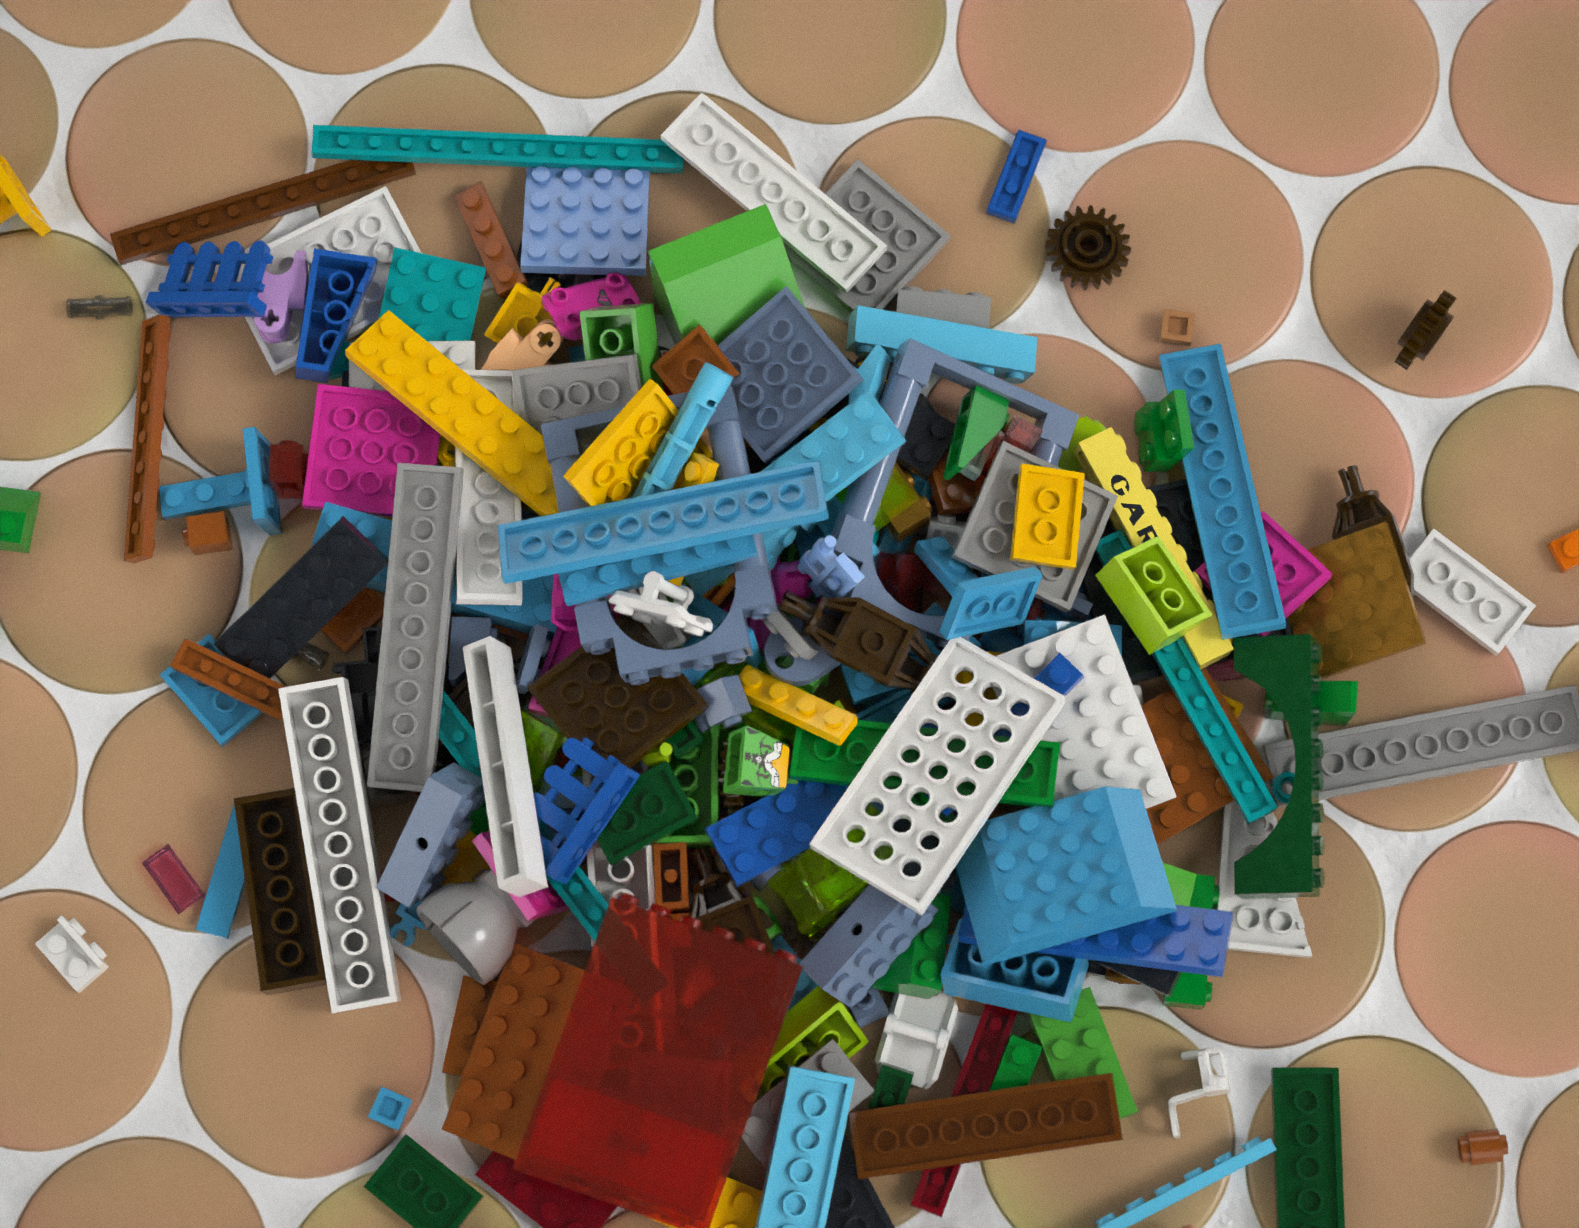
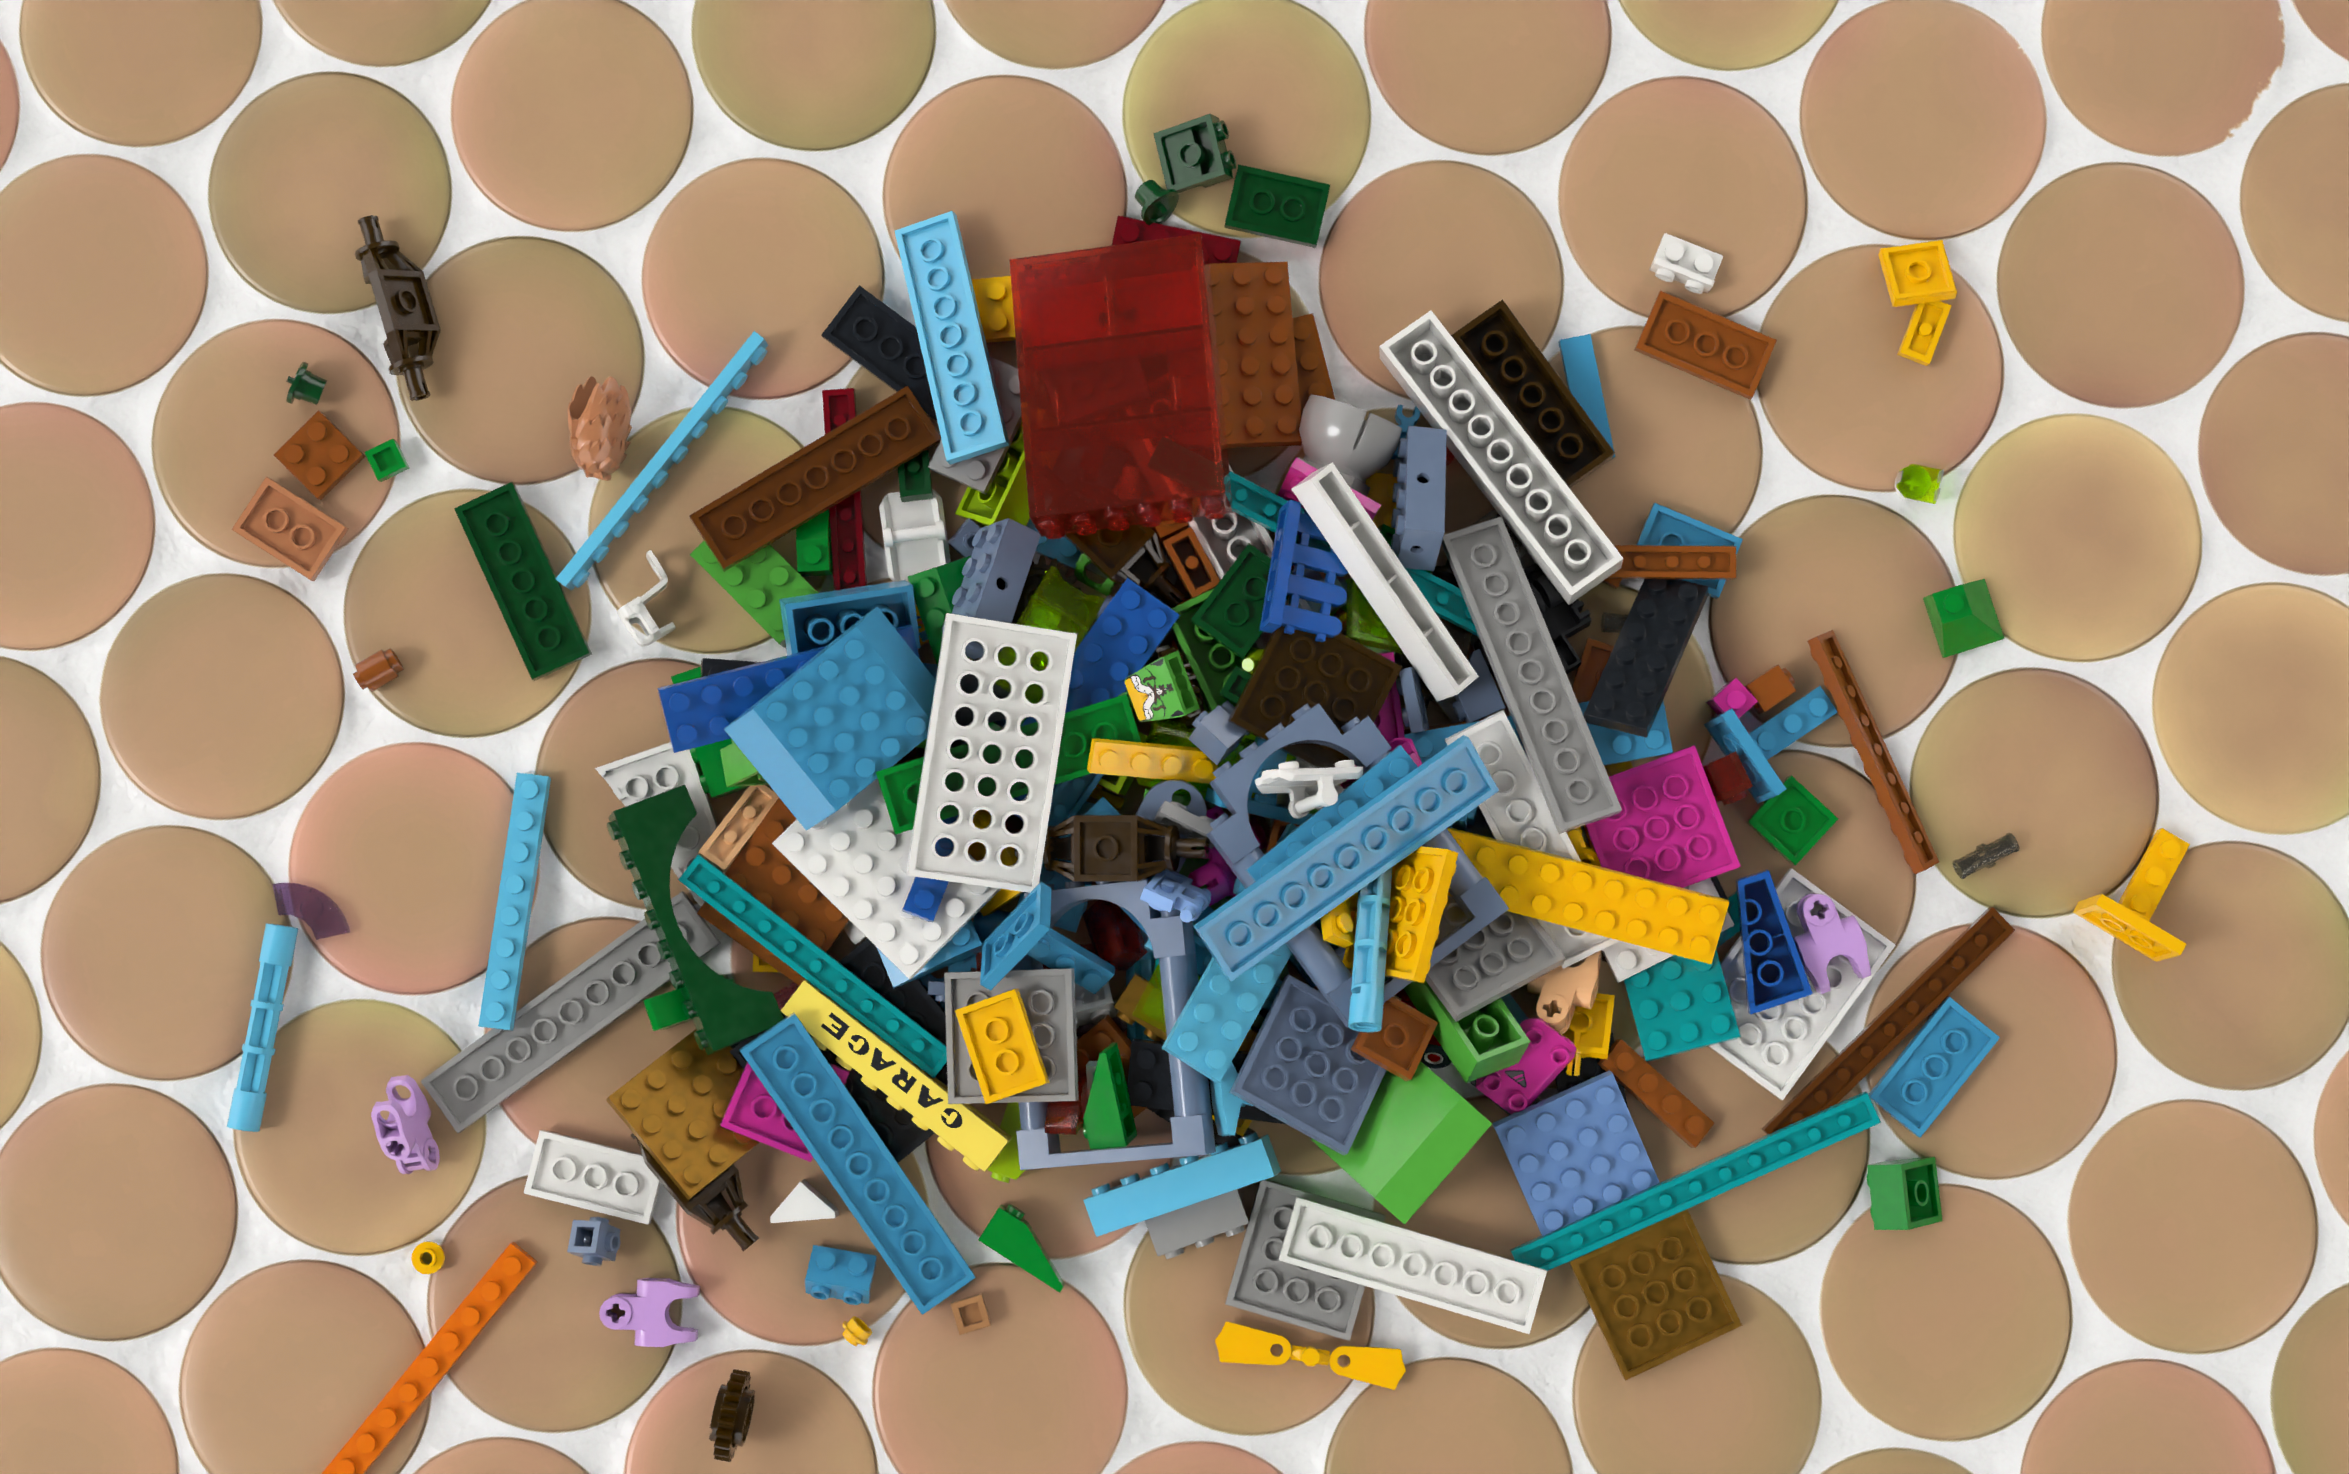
camera: 160 degrees right, 10 degrees up
(96, 868) = (1705, 345): none -> dark orange plate
(173, 879) = (1633, 368): clear pink tile -> none
(217, 298) = (1879, 920): blue fence -> none
(242, 156) = (1933, 1066): none -> dark azure plate
(246, 537) = (1732, 696): none -> dark pink brick
(249, 405) = (1792, 821): none -> green plate
(324, 66) = (1904, 1193): none -> green slope
(390, 1108) = (1341, 261): dark azure plate -> none
(577, 80) = (1655, 1294): none -> pearl gold plate
(942, 192) = (1367, 1364): none -> yellow piece
(1016, 176) = (1191, 1398): blue tile -> none
(1083, 265) = (1086, 1375): dark brown gear -> none
(1110, 369) = (1017, 1242): none -> green slope
(1153, 594) = (873, 1023): lime slope -> none
(1163, 432) = (936, 1197): green plate -> none
(1203, 836) = (738, 826): none -> light nougat plate
(1278, 411) = (840, 1275): none -> dark azure bracket
(1283, 778) = (689, 906): teal plate -> none
(1285, 358) = (856, 1331): none -> yellow plate
(1285, 482) = (804, 1204): none -> white slope
(1438, 869) = (514, 902): none -> medium azure plate
(1465, 453) = (649, 1312): none -> lavender piece
(1487, 534) = (594, 1240): none -> sand blue brick

